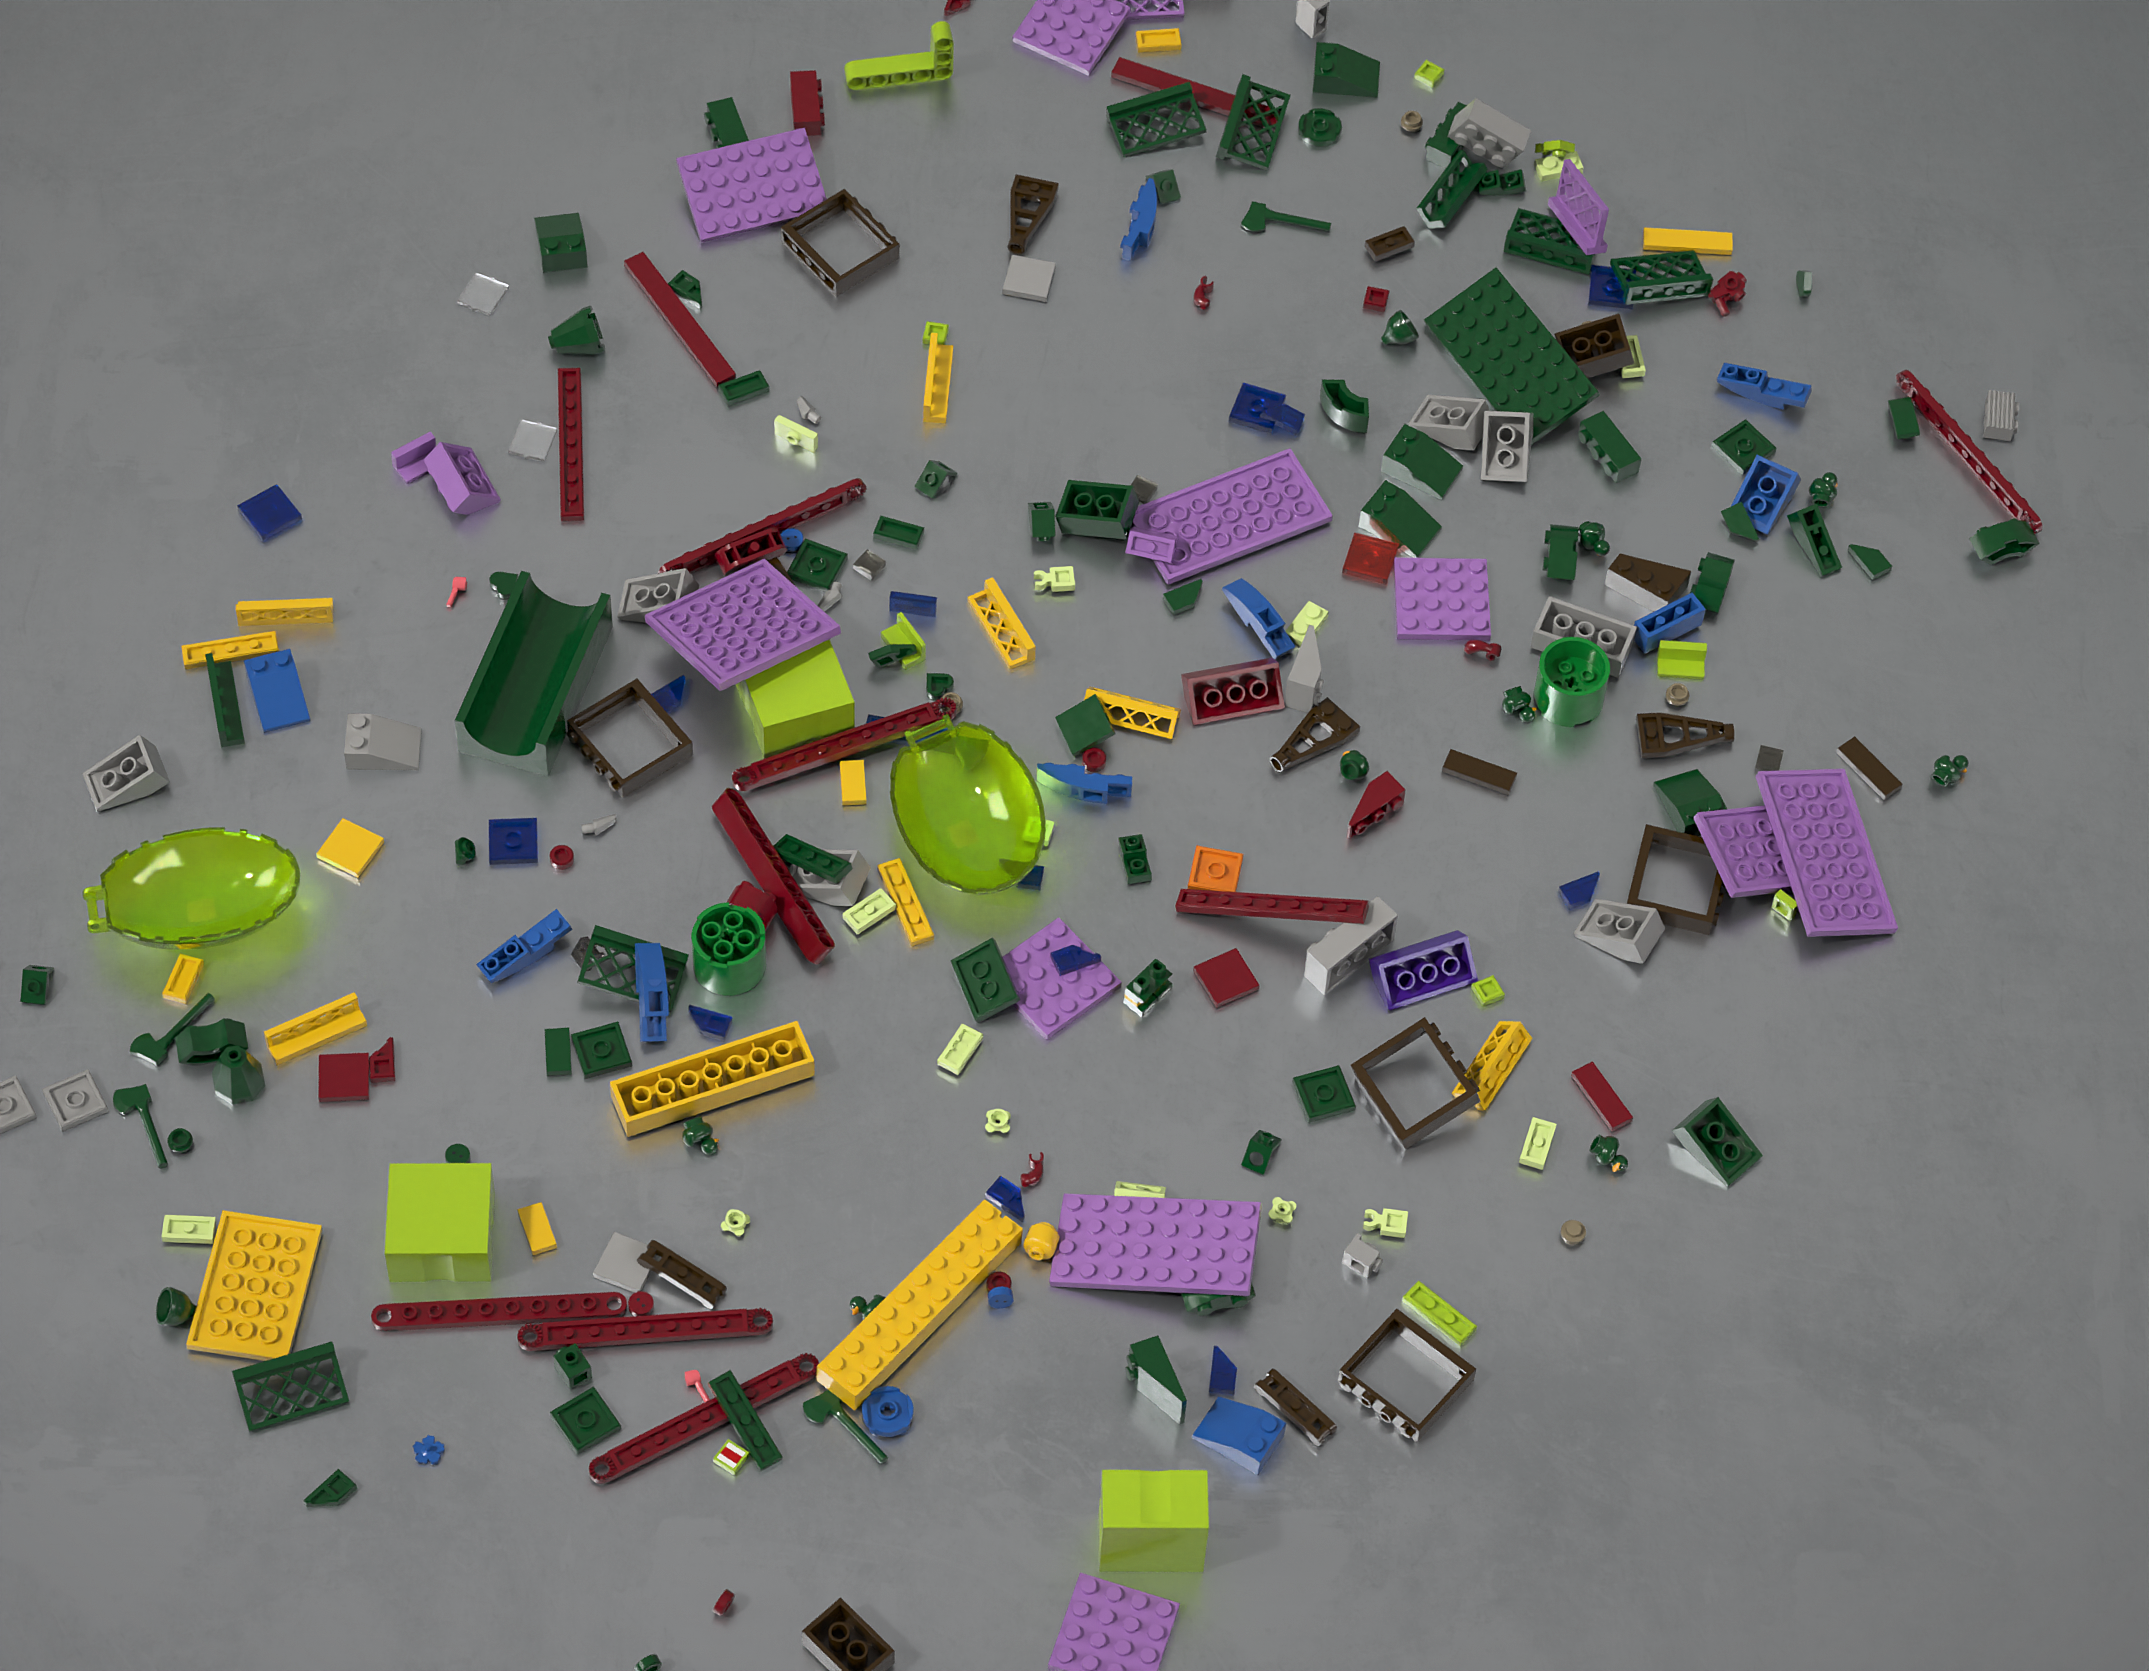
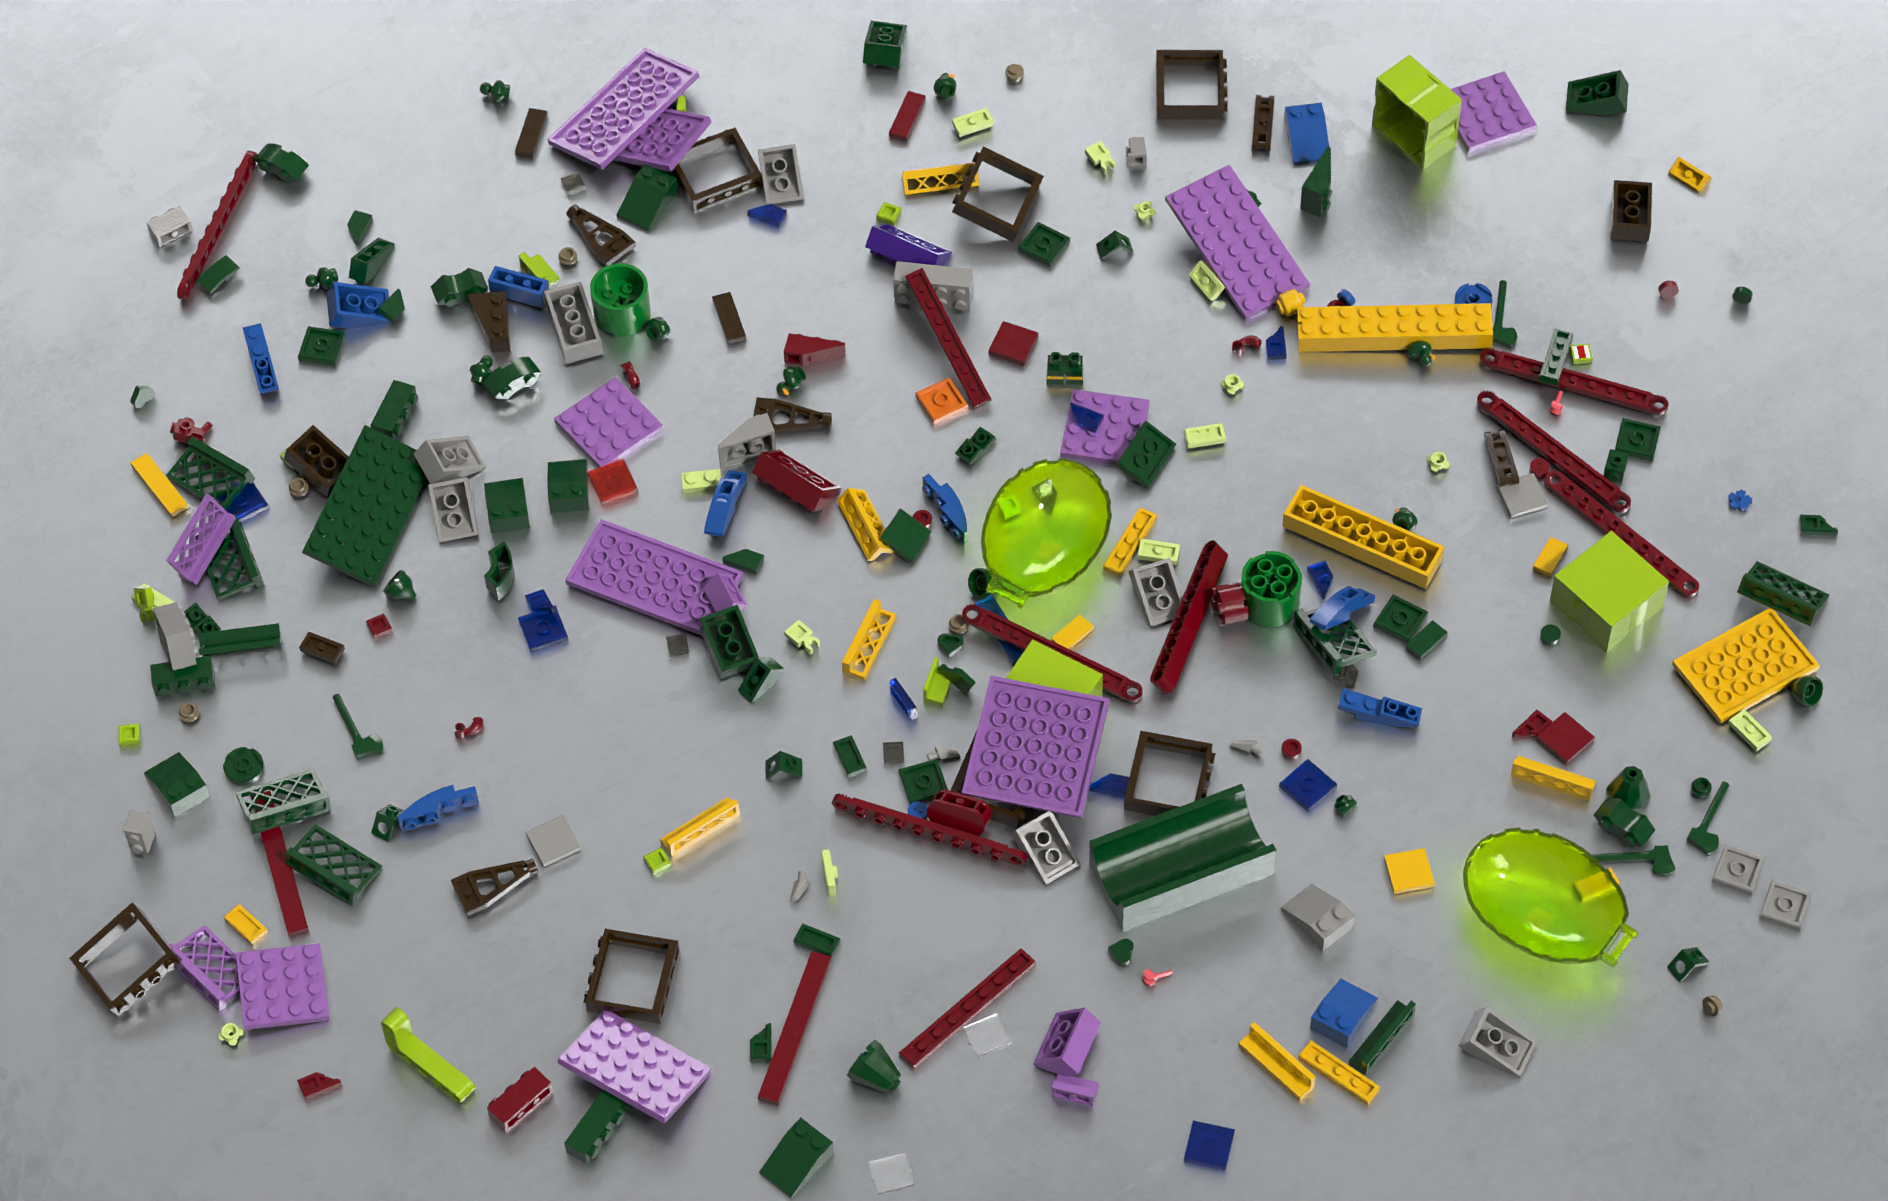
camera: 125 degrees left, 0 degrees up
(812, 859) = (1158, 599): dark green tile -> none
(1222, 1373) = (1278, 168): clear blue tile -> none
(1439, 1313) = (1132, 99): lime tile -> none

